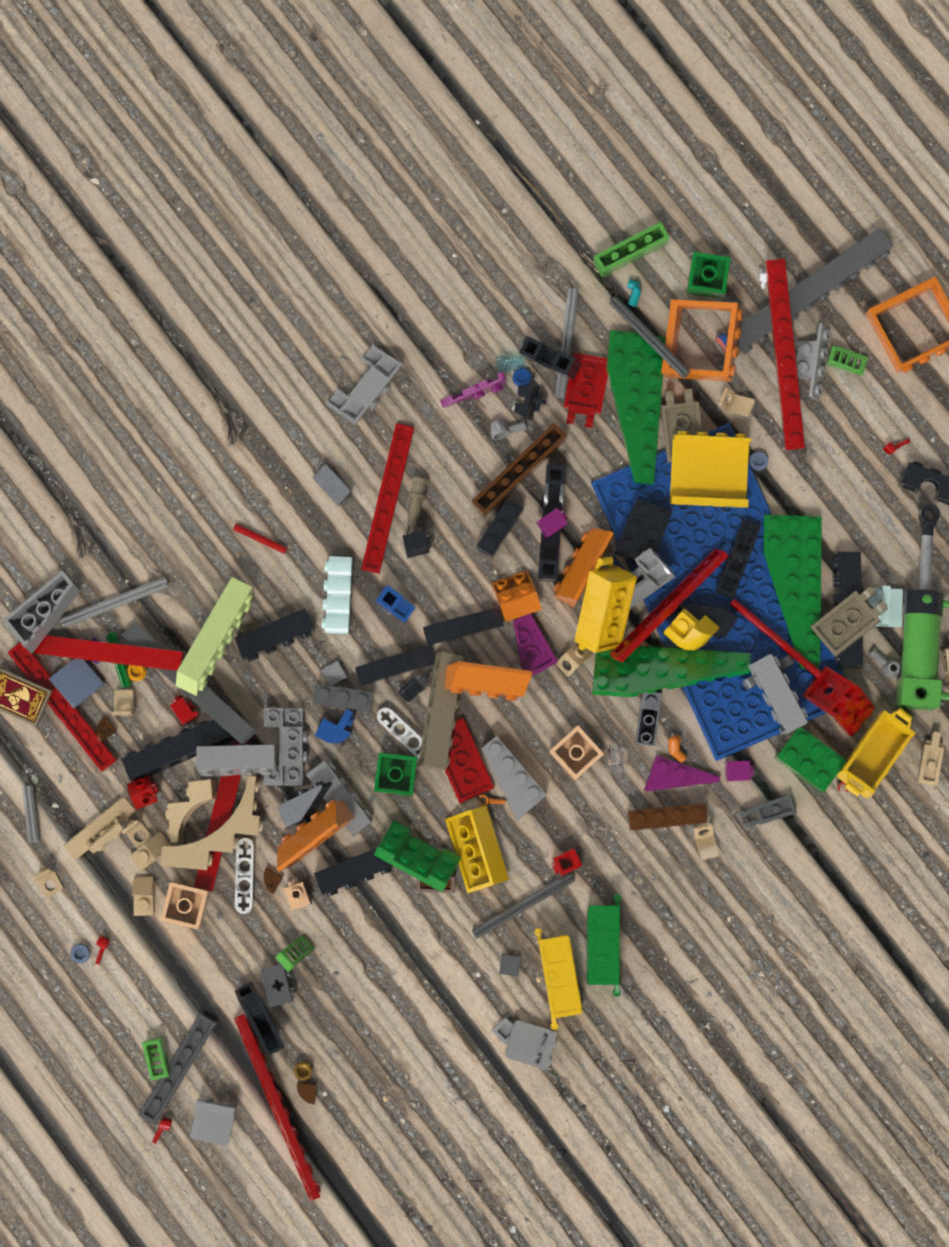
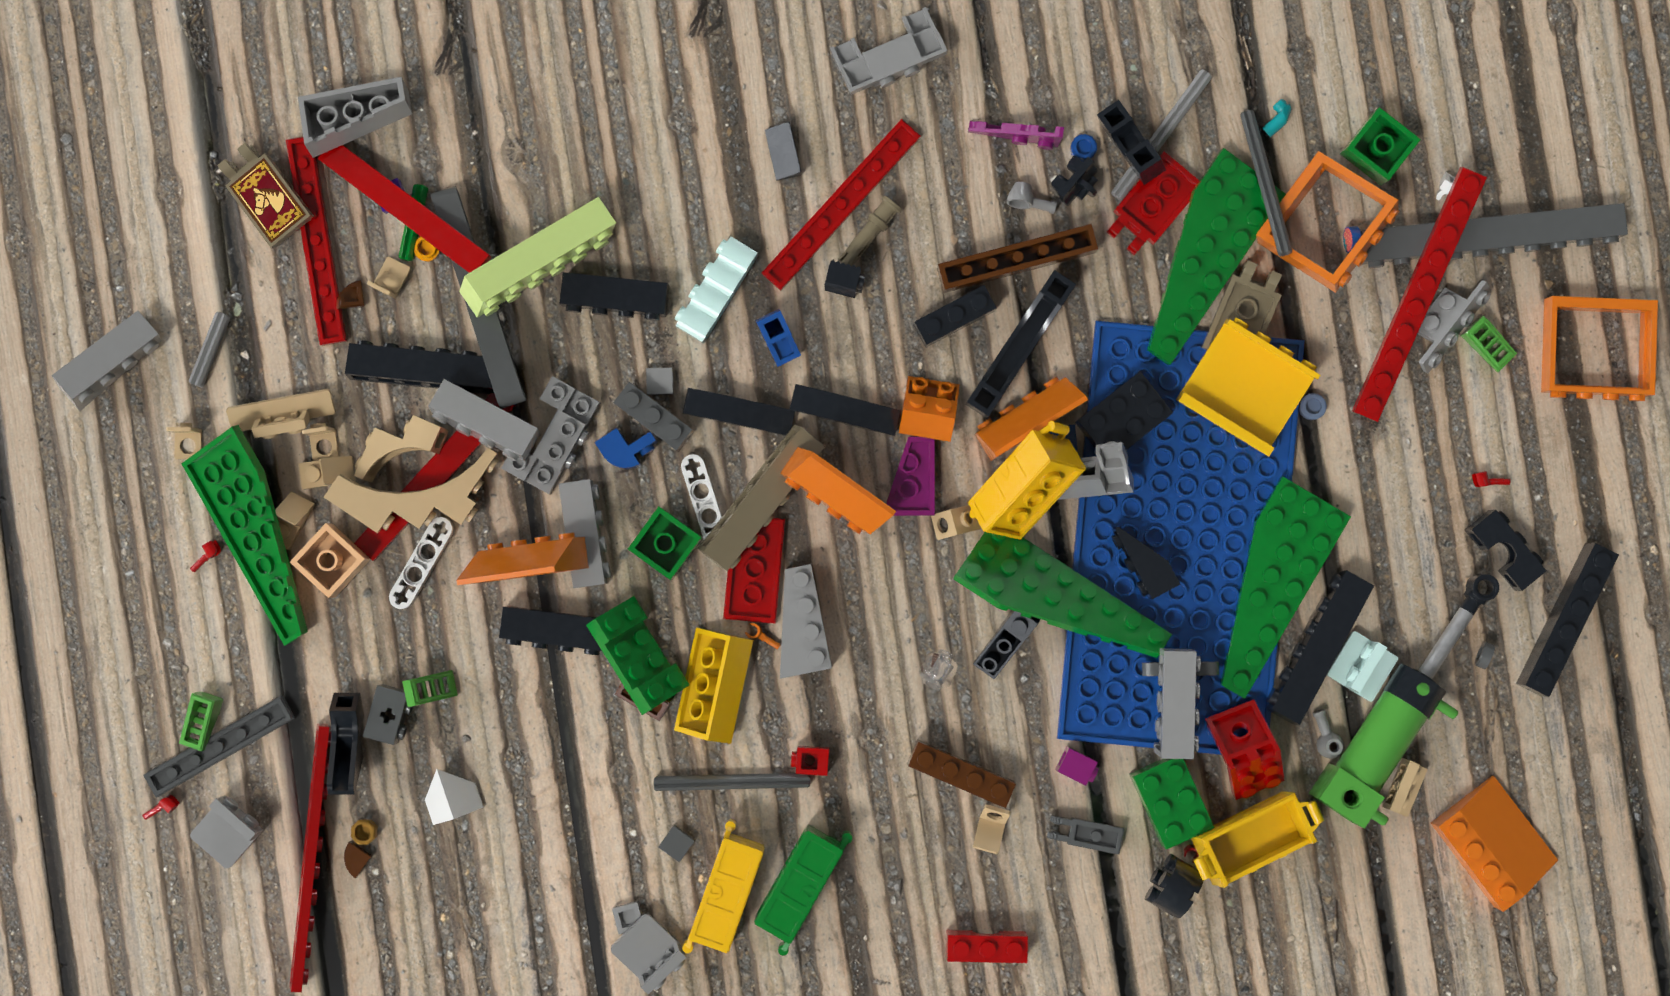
camera: 30 degrees right, 5 degrees up
(76, 682) = (348, 221): sand blue tile -> none
(80, 953) = (178, 547): sand blue tile -> none
(110, 904) = (242, 508): none -> green wing
(114, 602) = (445, 150): light grey axle -> none
(143, 792) = (354, 397): red brick -> none
(184, 710) = (456, 325): red brick -> none
(259, 538) = (661, 169): red bar -> none
(271, 880) = (449, 587): reddish brown tile -> none
(297, 895) = (470, 621): light nougat brick -> none
(304, 805) = (534, 520): slope -> none
(347, 1016) = (451, 797): none -> white slope
(414, 686) = (747, 450): black piece -> none
(509, 363) = (1077, 121): clear light blue cone -> none
(552, 522) = (1021, 344): magenta brick -> none
(576, 753) = (895, 637): light nougat brick -> none
(631, 249) = (1304, 63): bright green brick -> none
(668, 605) = (1106, 522): red tile -> none
(670, 774) = (995, 725): magenta wing -> none
(674, 748) = (1016, 695): orange arm -> none
(689, 632) = (1112, 570): yellow brick -> none
(736, 404) = (1326, 323): tan bracket -> none
(738, 559) = (1220, 512): black slope -> none
(745, 919) = (988, 948): none -> red arch
(776, 638) = (1213, 634): red piece -> none
(843, 812) = (1174, 886): none -> black brick
(848, 621) = (1312, 663): dark tan tile -> none
(931, 760) = (1316, 881): tan hinge -> none

